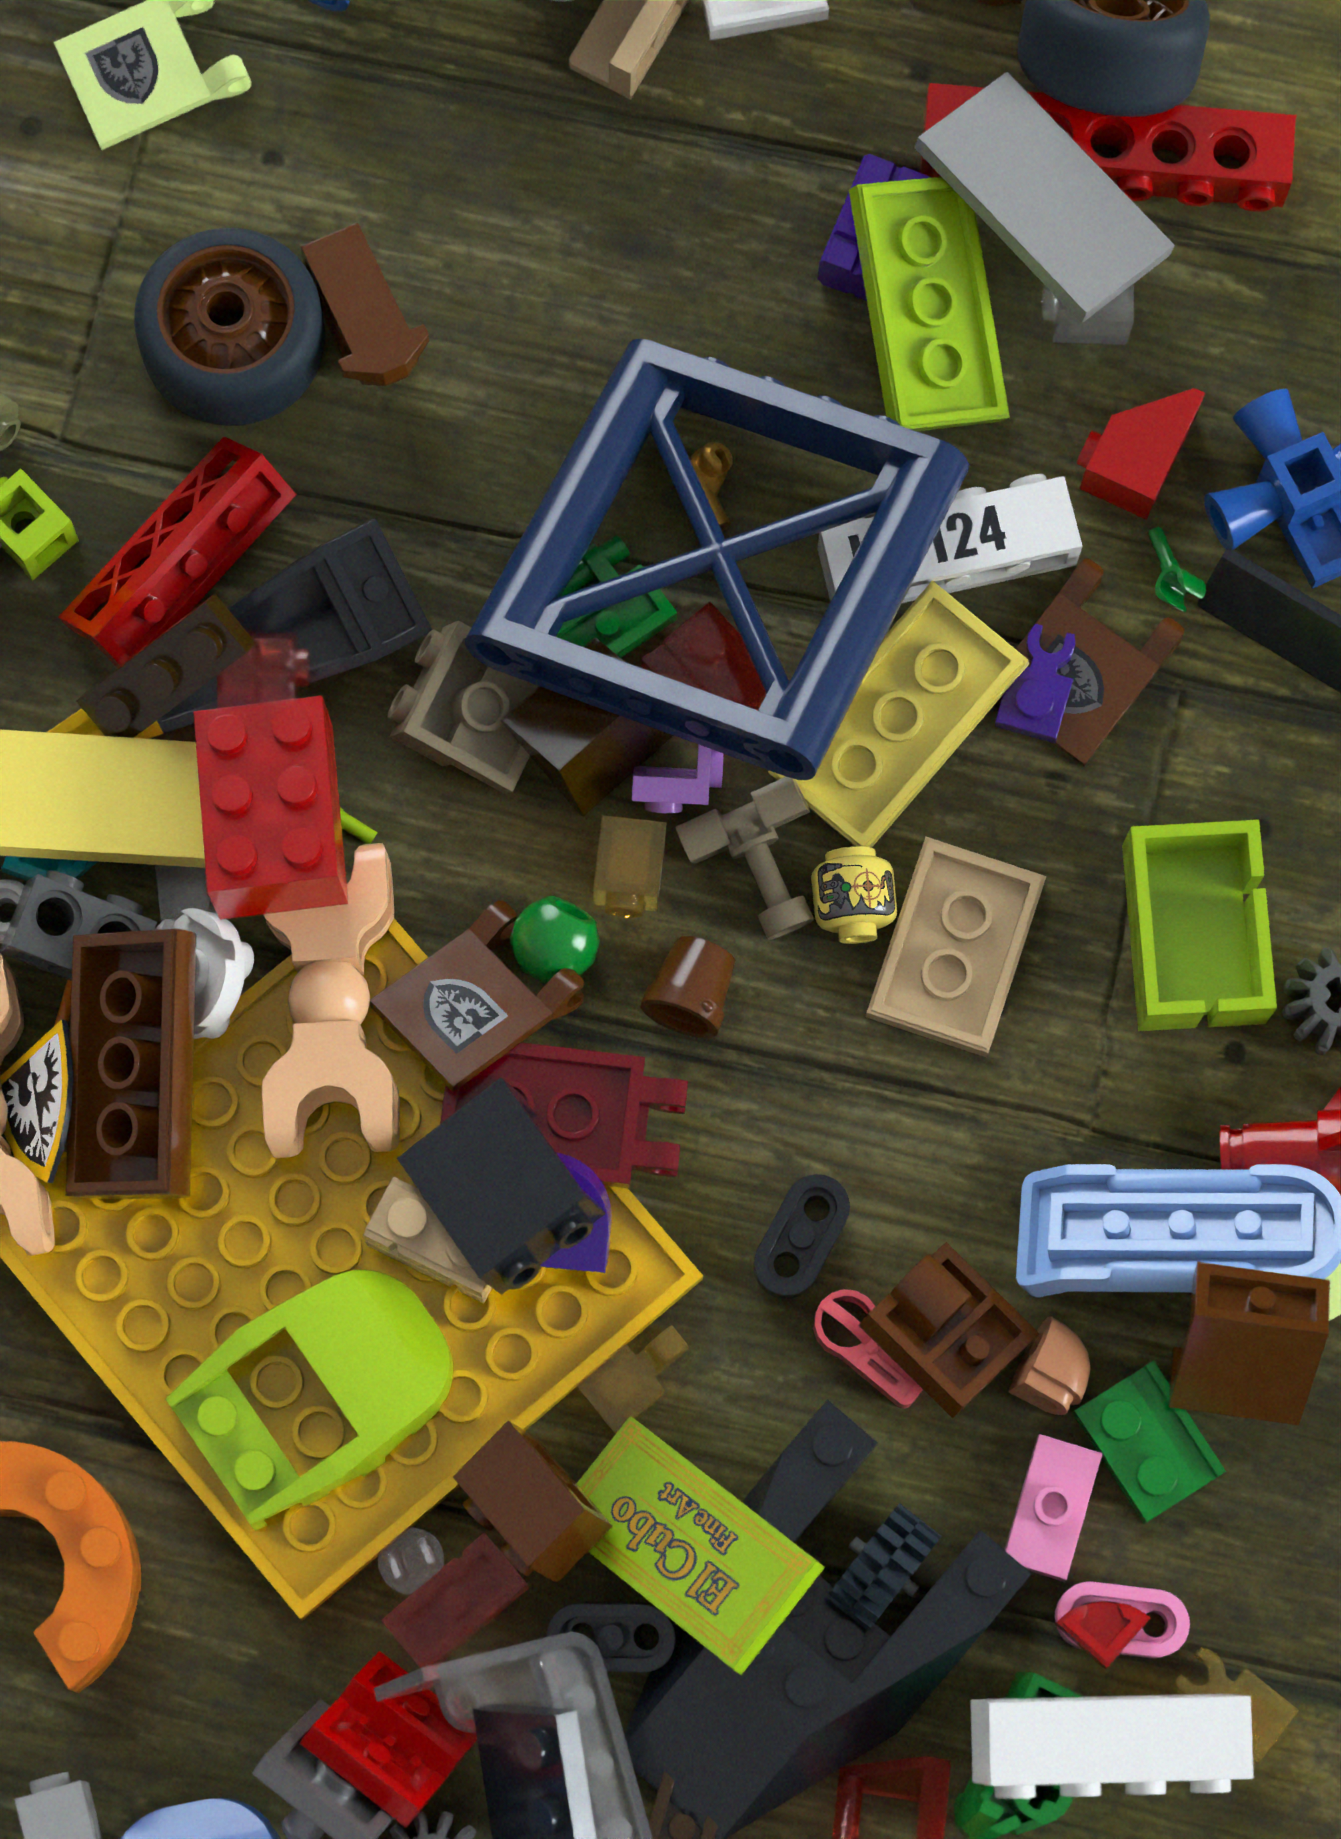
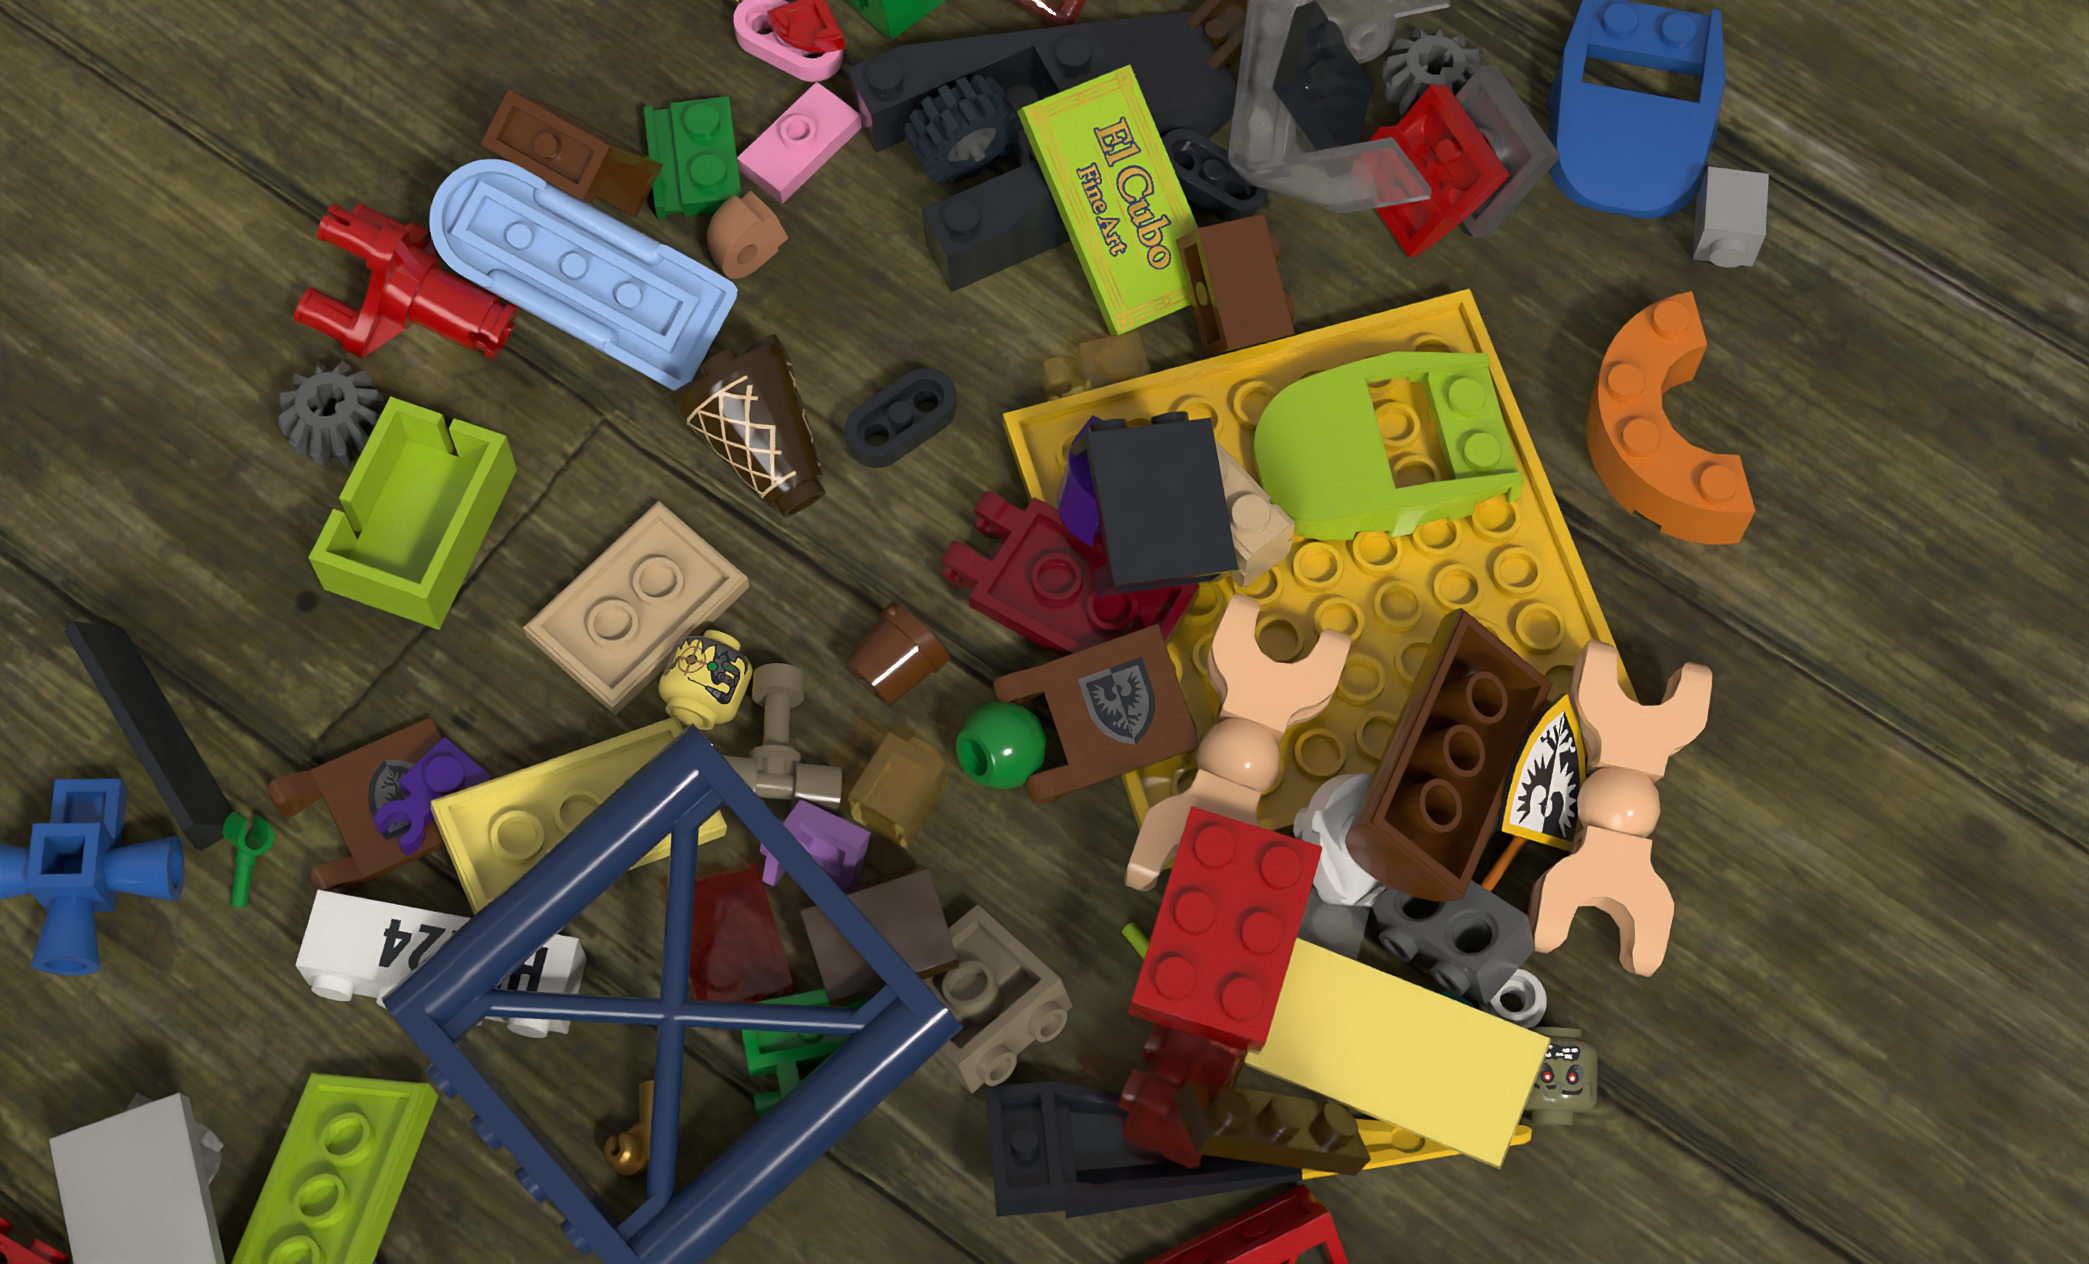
camera: 155 degrees left, 10 degrees down
(411, 1560) = (1353, 299): clear plate -> none
(455, 1603) = (1337, 240): clear red brick -> none
(867, 1358) = (883, 306): coral piece -> none
(931, 1155) = (756, 423): none -> dark brown cone
(948, 1329) = (815, 284): reddish brown plate -> none
(1138, 451) = (203, 977): red slope -> none

